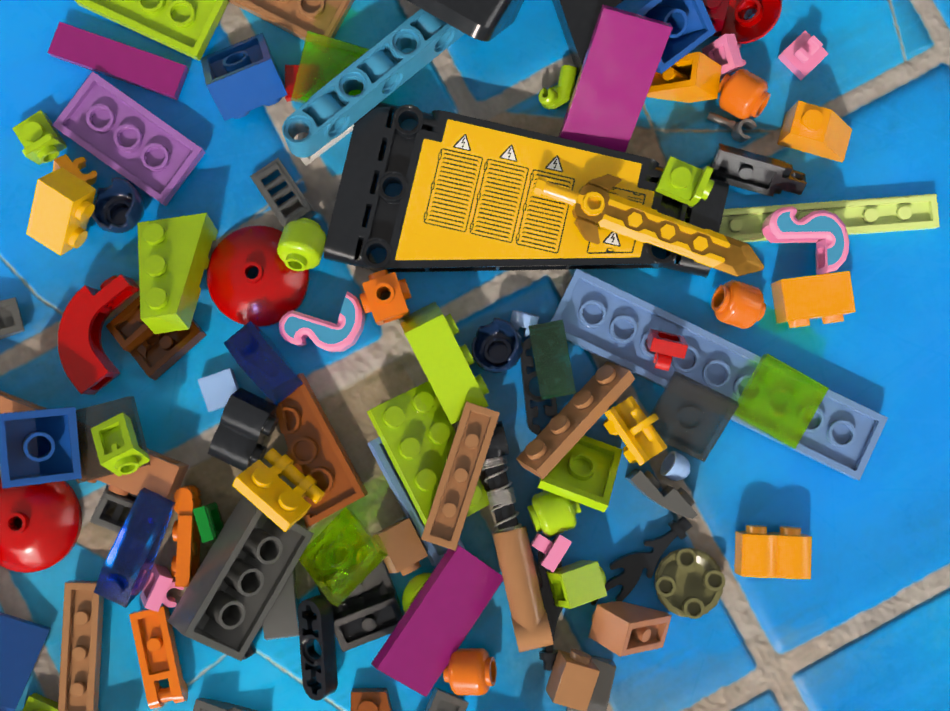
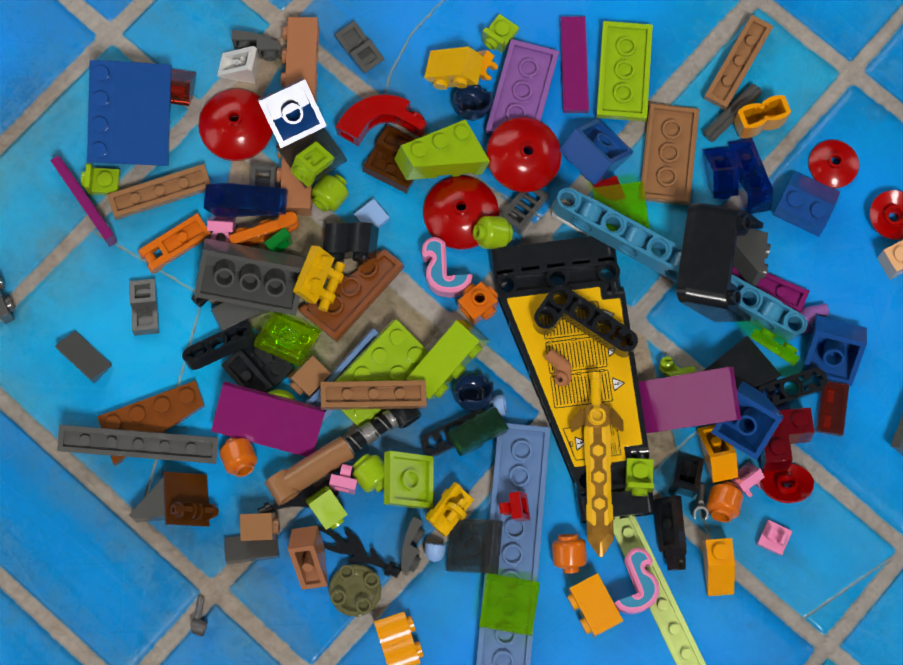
camera: 75 degrees right, 10 degrees down
(168, 433) = (329, 193): none -> lime head
(216, 187) = (510, 163): none -> red dish
(263, 362) = (401, 237): clear blue slope -> none
(472, 169) = (588, 325): none -> black beam
(513, 224) = (562, 368): none -> nougat arm
(575, 419) = (442, 463): medium nougat plate -> none
(694, 126) = (686, 475): none -> black slope

